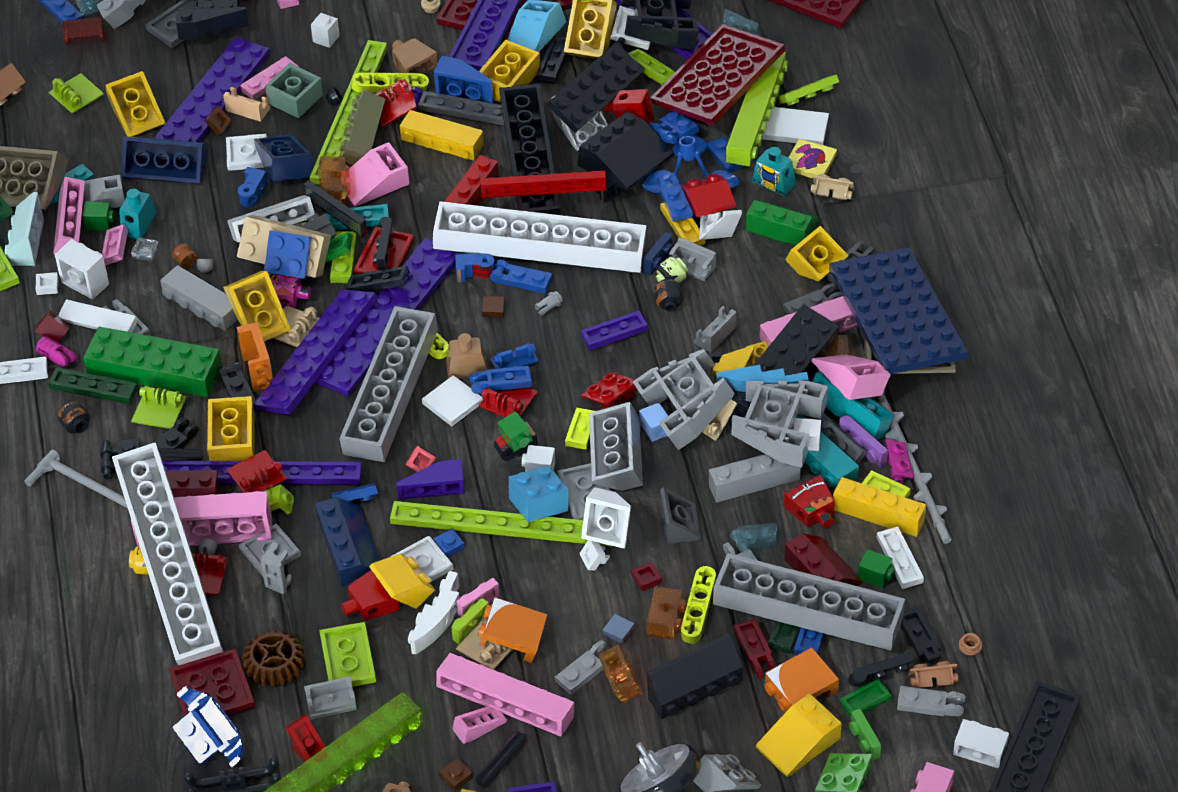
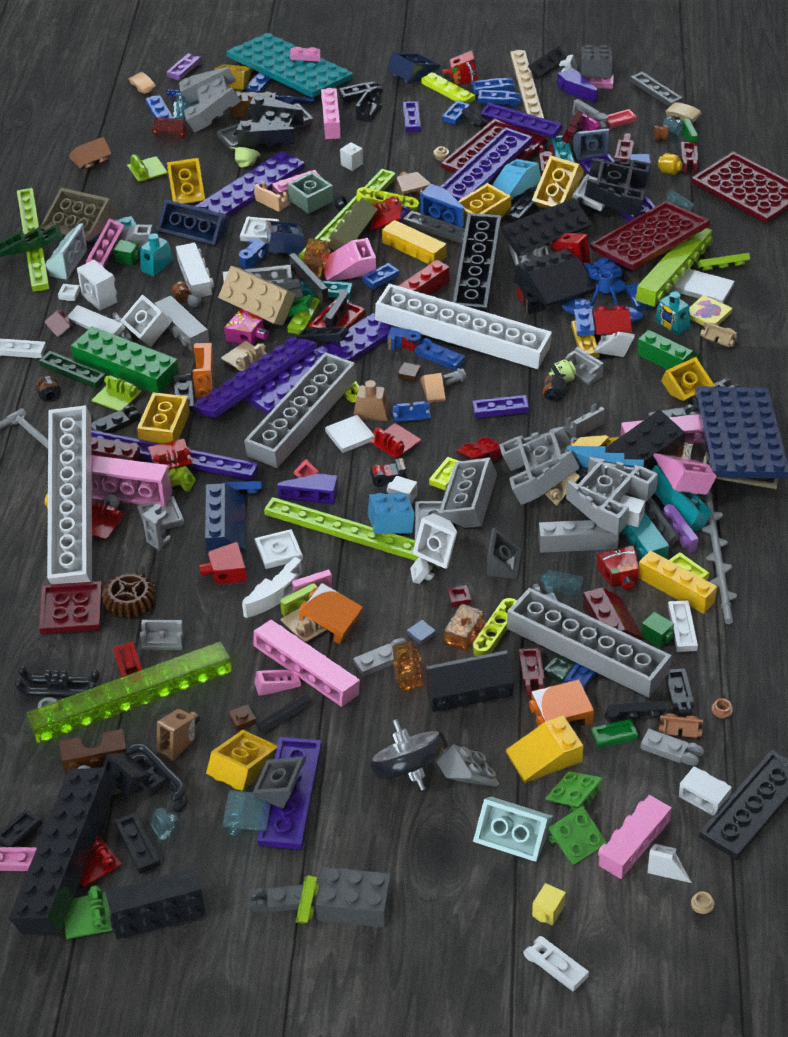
camera: 15 degrees right, 5 degrees down
(55, 352) = (54, 340): dark pink hinge -> none
(114, 244) = (131, 274): bright pink plate -> none
(144, 249) = (152, 282): clear plate -> none
(161, 305) = (146, 320): none -> white brick
(180, 454) = (107, 427): black axle -> none
(189, 223) = (194, 270): none -> white brick
(194, 55) = (245, 156): none -> yellowish green piece
(208, 728) = (52, 636): plate -> none
(217, 120) = (244, 203): reddish brown plate -> none
(256, 301) = (219, 328): yellow slope -> none
(287, 254) = (255, 300): blue plate -> none
(348, 653) = (190, 604): lime plate -> none
(403, 579) = (254, 555): yellow slope -> none
(416, 187) = (380, 276): none -> blue plate
(449, 543) = (306, 538): blue plate -> none
(501, 379) = (394, 424): blue hinge -> none
(515, 431) = (387, 462): green brick -> none
(528, 321) = (433, 387): none -> light nougat slope
(543, 184) = (477, 286): red plate -> none
(650, 421) = (503, 476): light blue panel -> none
(652, 67) = (599, 224): lime plate -> none
(658, 253) = (555, 355): dark blue plate -> none
(868, 741) = (604, 766): bright green plate -> none
(899, 460) = (706, 549): dark pink hinge -> none

